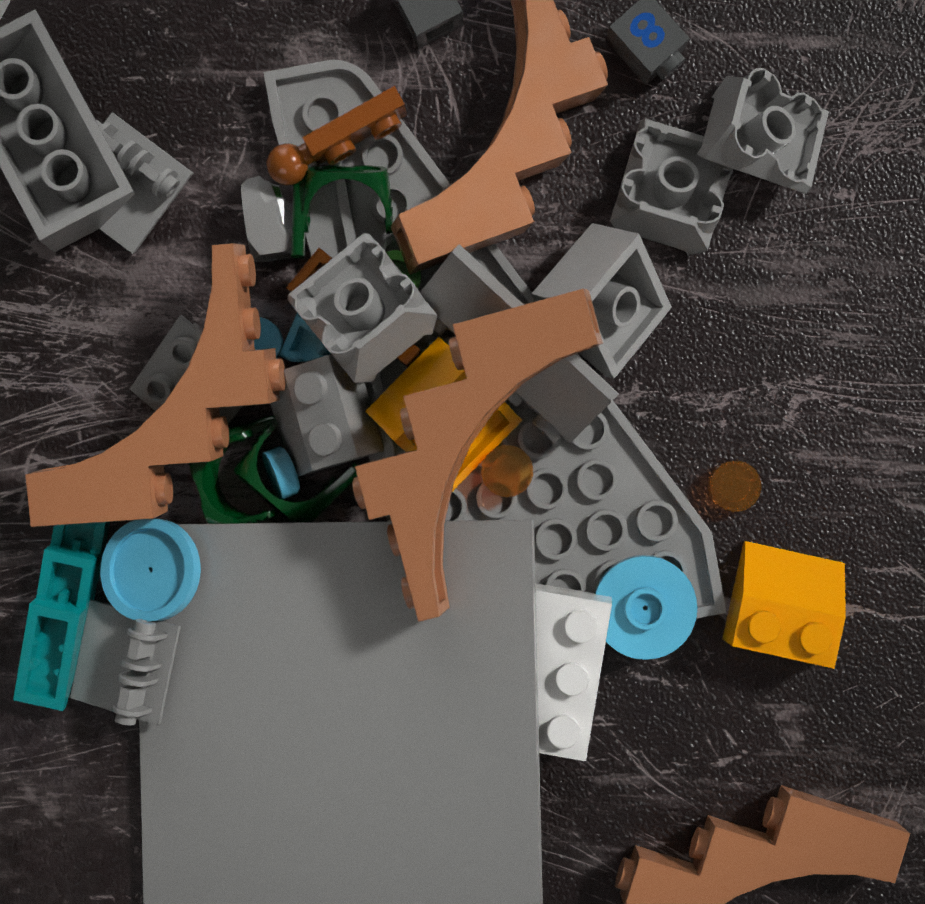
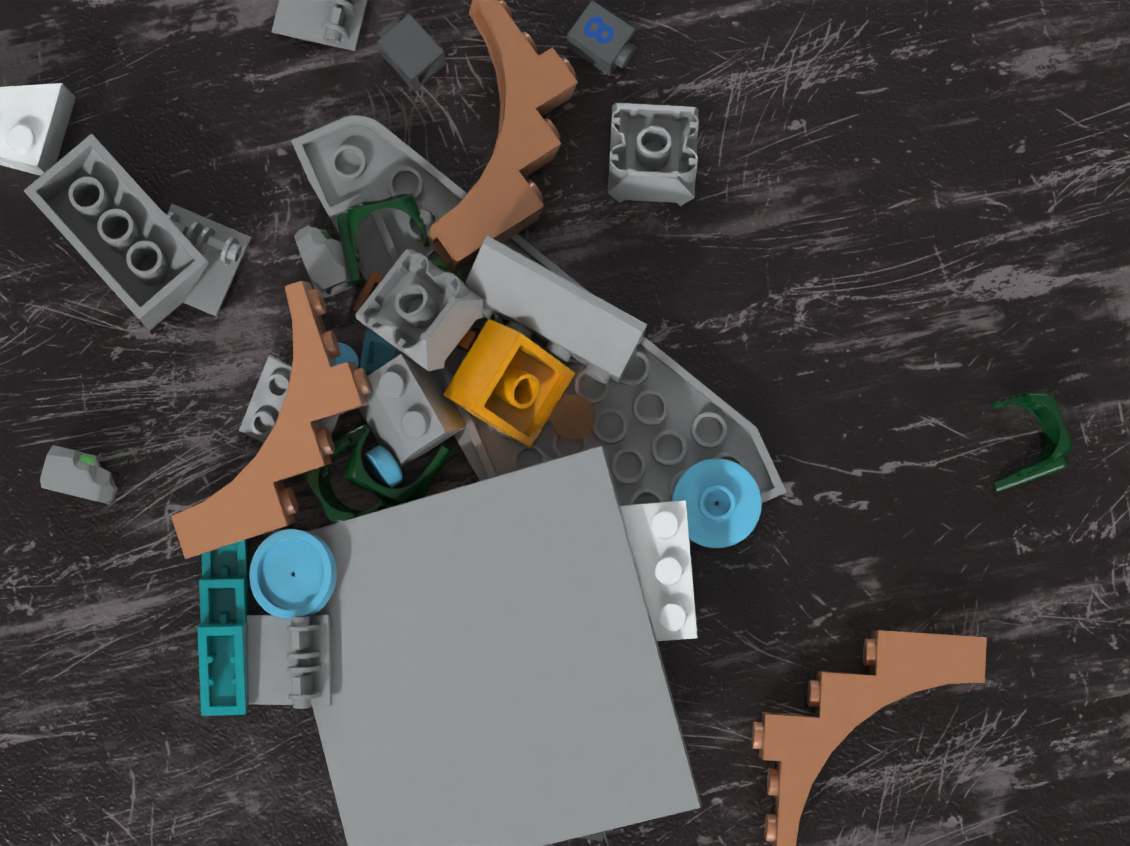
camera: 10 degrees left, 5 degrees down
(336, 140) = (366, 178): dark orange plate -> none
(416, 486) = (499, 440): nougat arch -> none
(622, 289) = (618, 254): light grey slope -> none
(734, 486) = (766, 386): clear orange tile -> none
(765, 130) = (716, 88): light grey slope -> none
(787, 605) = (835, 473): light orange slope -> none

